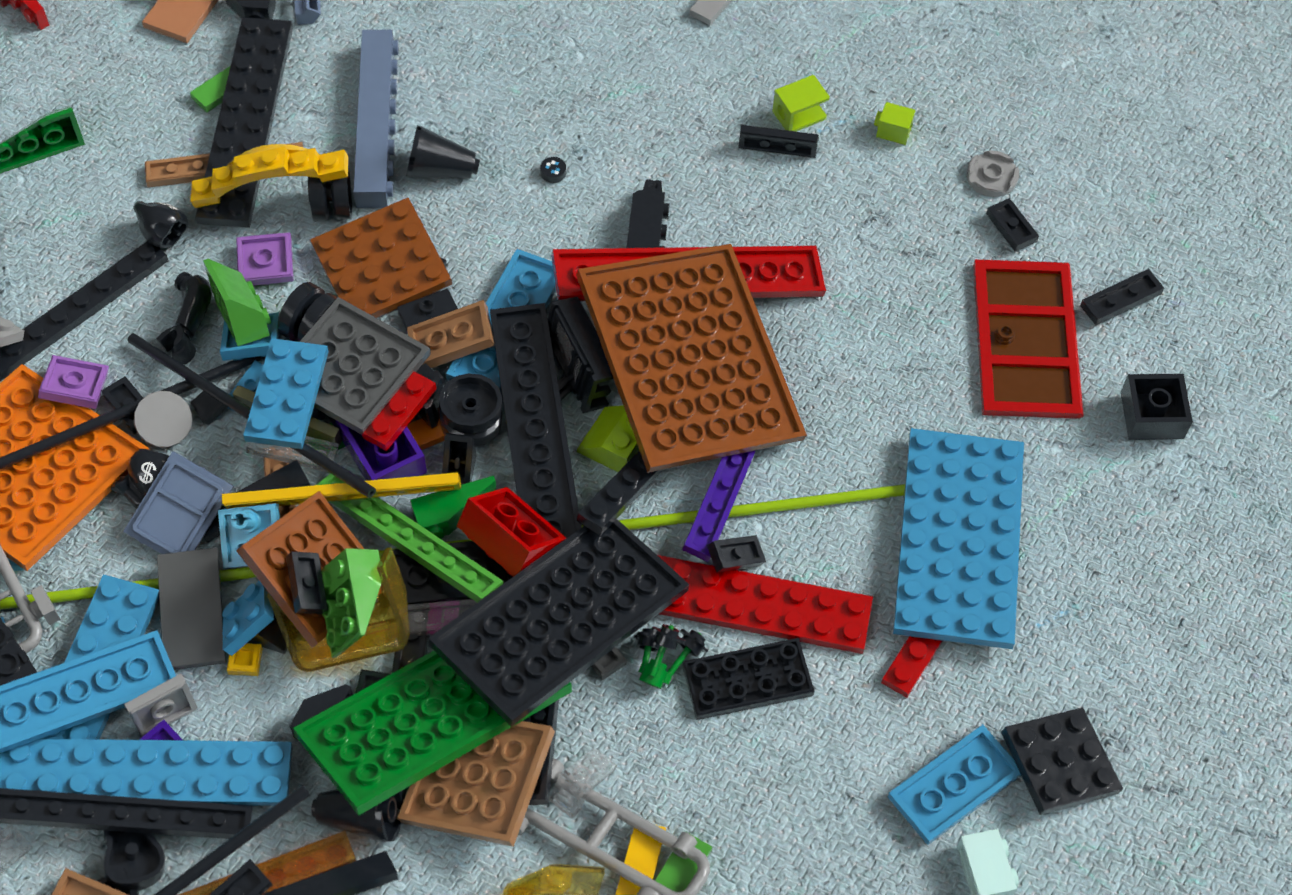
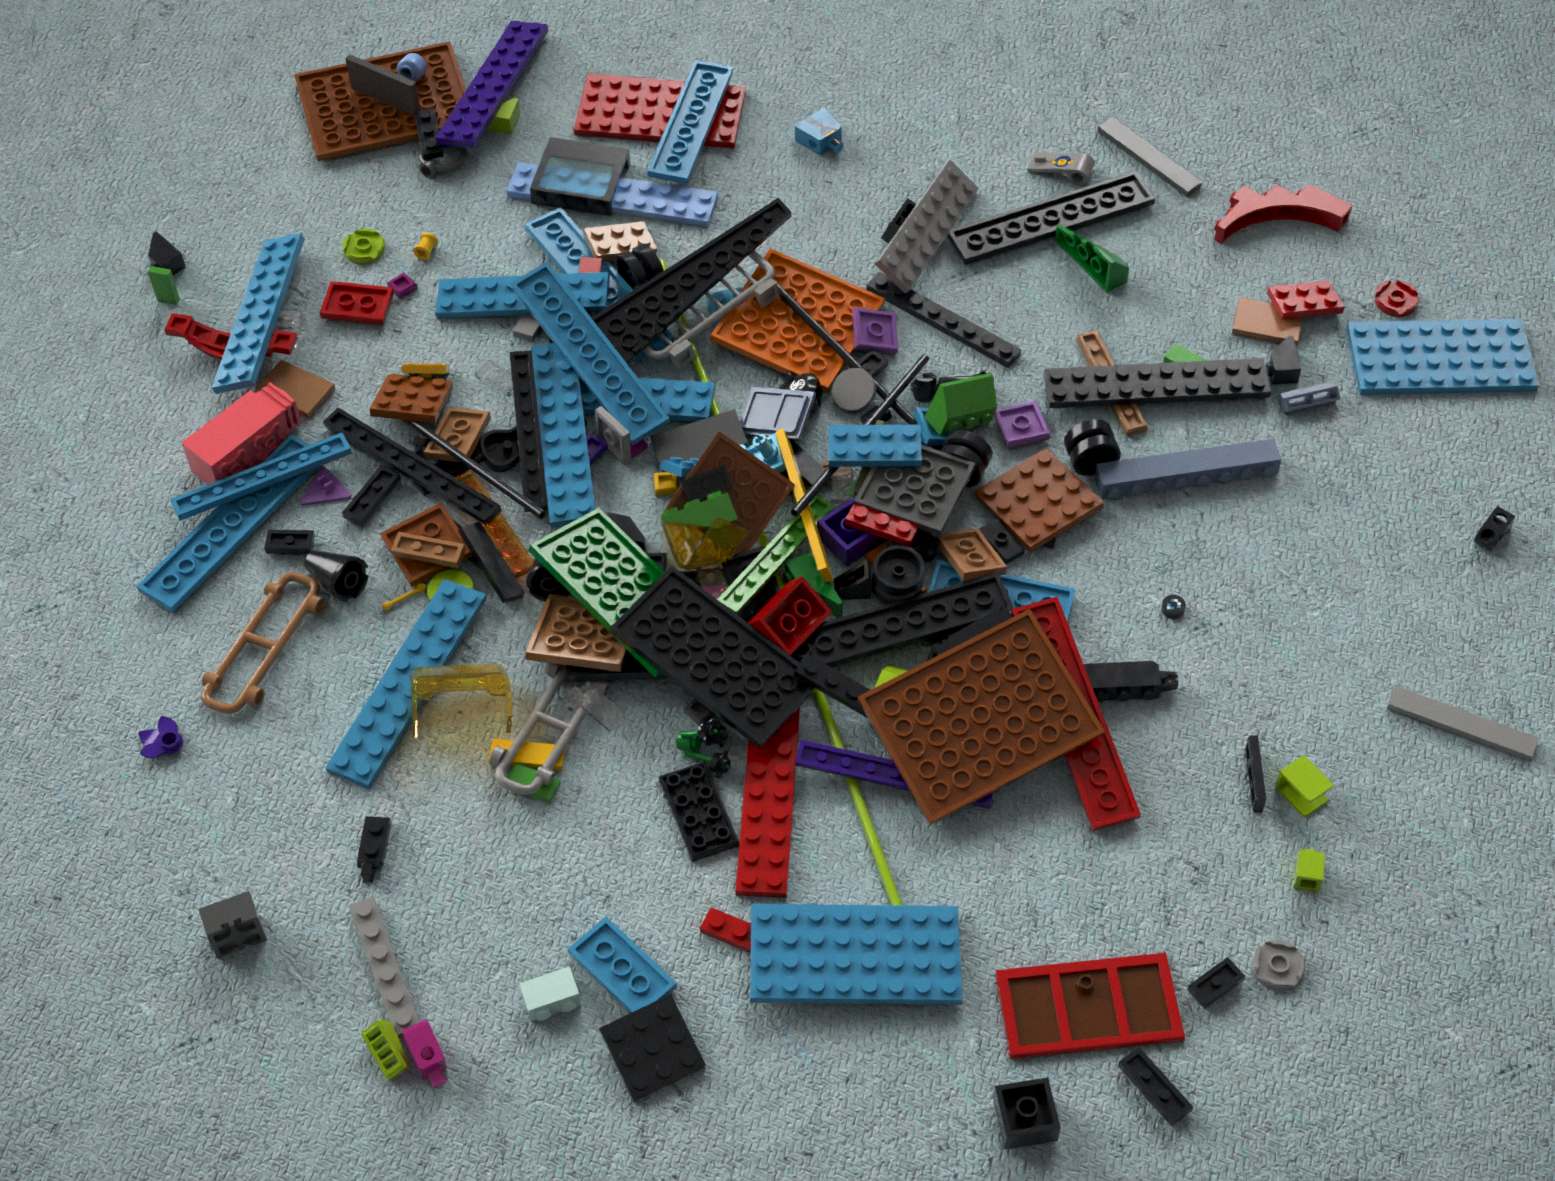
camera: 85 degrees right, 5 degrees down
(160, 223) = (1032, 348): black piece -> none
(268, 162) = (1091, 397): yellow piece -> none
(439, 157) = (1153, 515): black cone -> none
(736, 553) = (804, 783): black plate -> none

